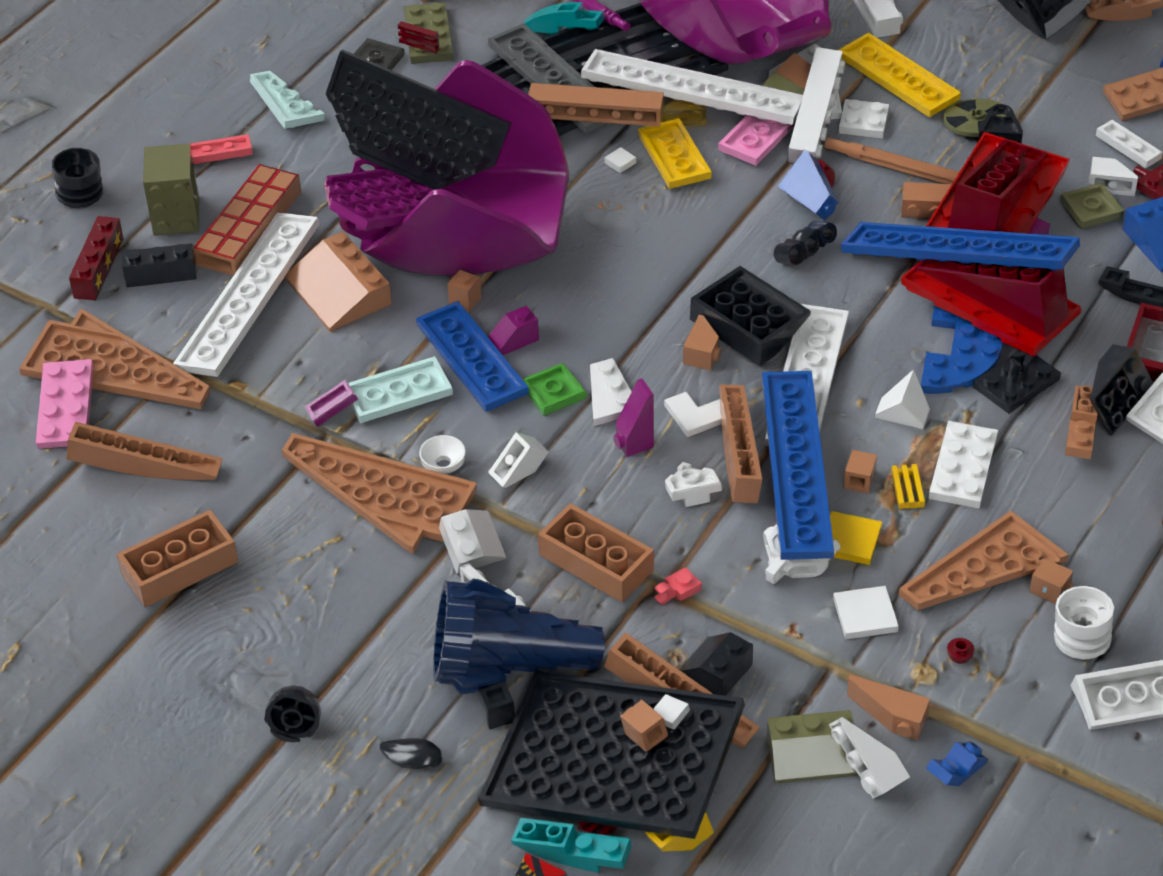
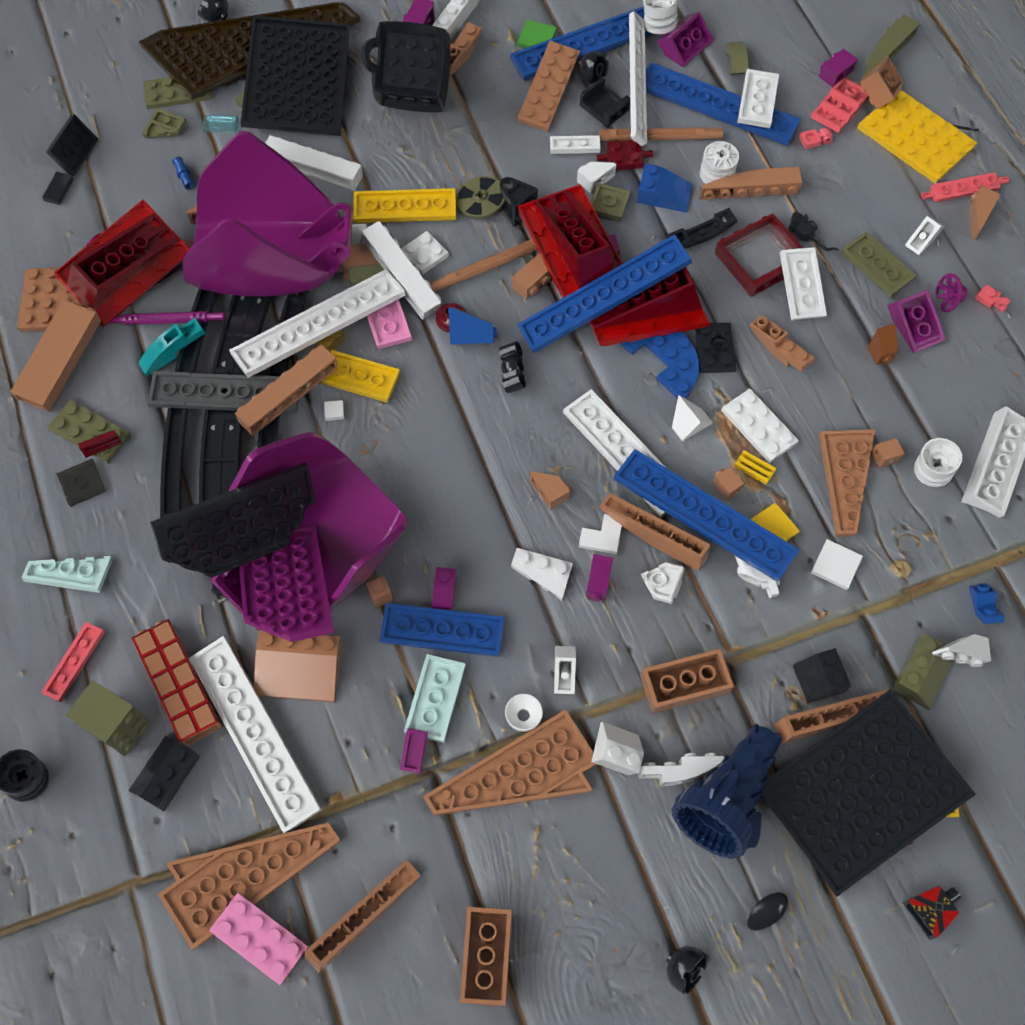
camera: 55 degrees left, 20 degrees up
(96, 258) = (120, 816): dark red brick -> none
(497, 704) = (771, 830): black panel -> none
(554, 389) = (512, 601): bright green tile -> none
(575, 849) = (911, 864): teal slope -> none
(644, 725) = (872, 762): nougat brick -> none
(672, 710) = (868, 738): white tile -> none
(678, 585) = (741, 650): coral plate -> none
(749, 314) = (552, 444): black slope -> none
(894, 708) = (926, 606): nougat slope -> none
(960, 650) = (900, 541): dark red plate -> none
(1118, 385) = (772, 298): black slope -> none

